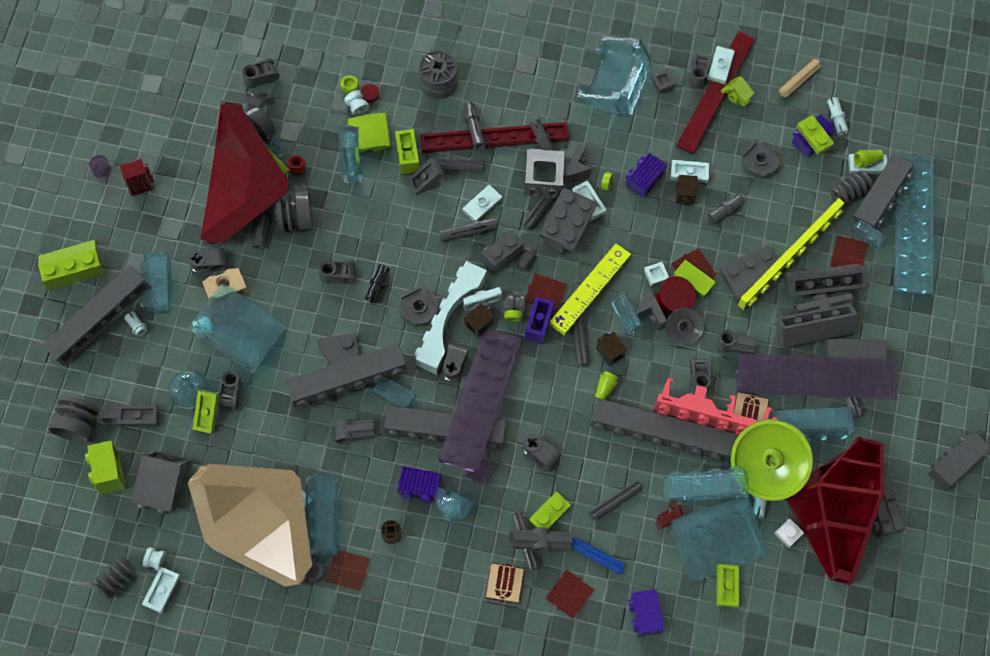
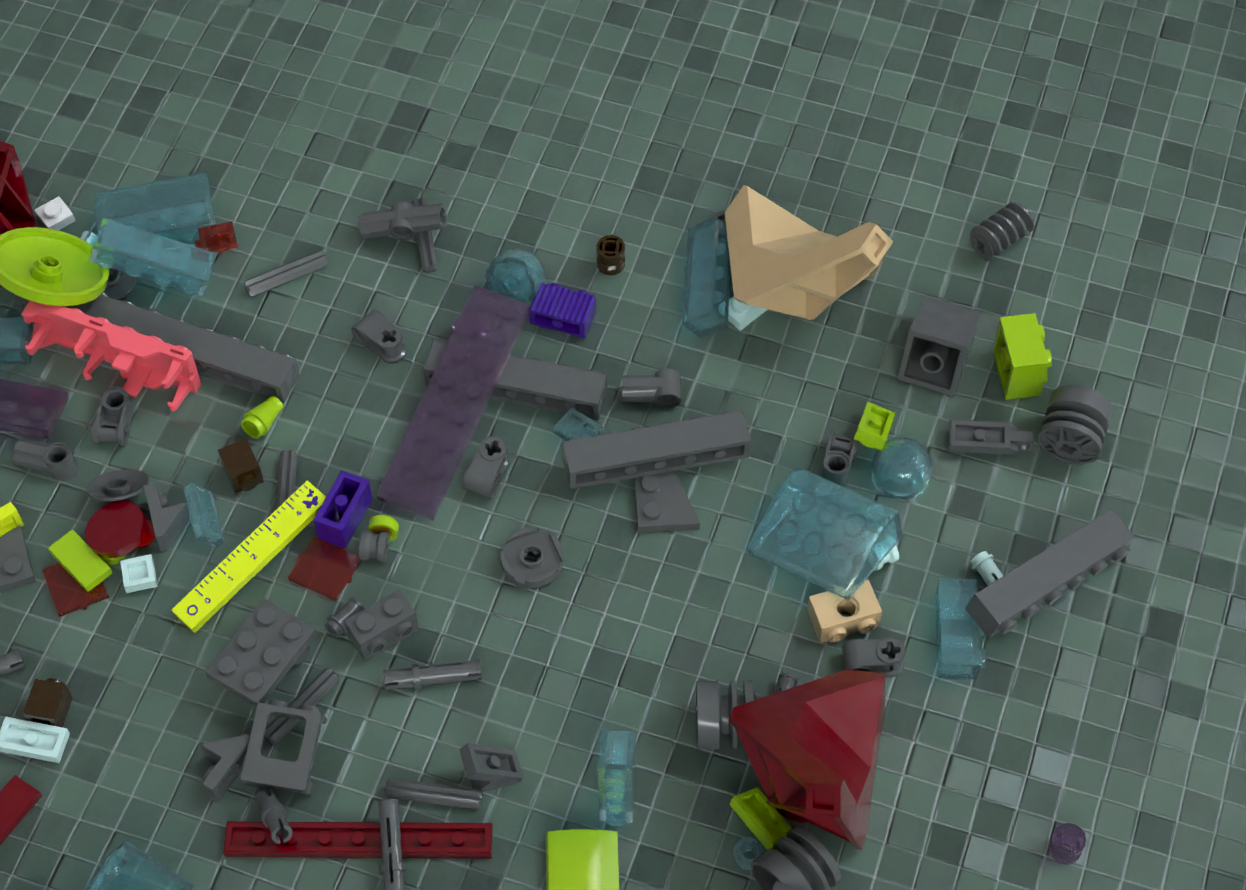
camera: 170 degrees left, 10 degrees down
(70, 265) = (1105, 675): lime slope -> none
(137, 176) = (999, 801): dark red brick -> none
(154, 558) = (946, 251): light aqua wheel -> none
(161, 590) = (935, 217): light aqua plate -> none
(296, 159) = (716, 810): red plate -> none
(338, 271) = (656, 621): dark grey piece -> none
(347, 570) = (672, 223): clear red piece -> none
(377, 283) = (595, 599): black pin -> none
(407, 151) = (517, 809): lime brick -> none
(432, 352) = (447, 582): light aqua arch -> none
(479, 319) = (437, 525): dark brown brick -> none
(482, 203) = (401, 720): light aqua plate -> none
(484, 297) = (428, 557): light aqua plate -> none
(504, 583) = (462, 192): piece -> none
(550, 511) = (382, 266): lime plate -> none
(569, 594) = (376, 174): clear red piece -> none
(586, 190) = (219, 708): light aqua plate -> none
(597, 555) = (327, 209): blue axle -> none
(607, 181) = (179, 733): lime tile -> none
(646, 174) = (109, 737): dark purple brick -> none
(646, 613) = (278, 136): dark purple brick -> none
(727, 585) = (159, 157): lime plate -> none
(750, 406) = (57, 369): piece -> none

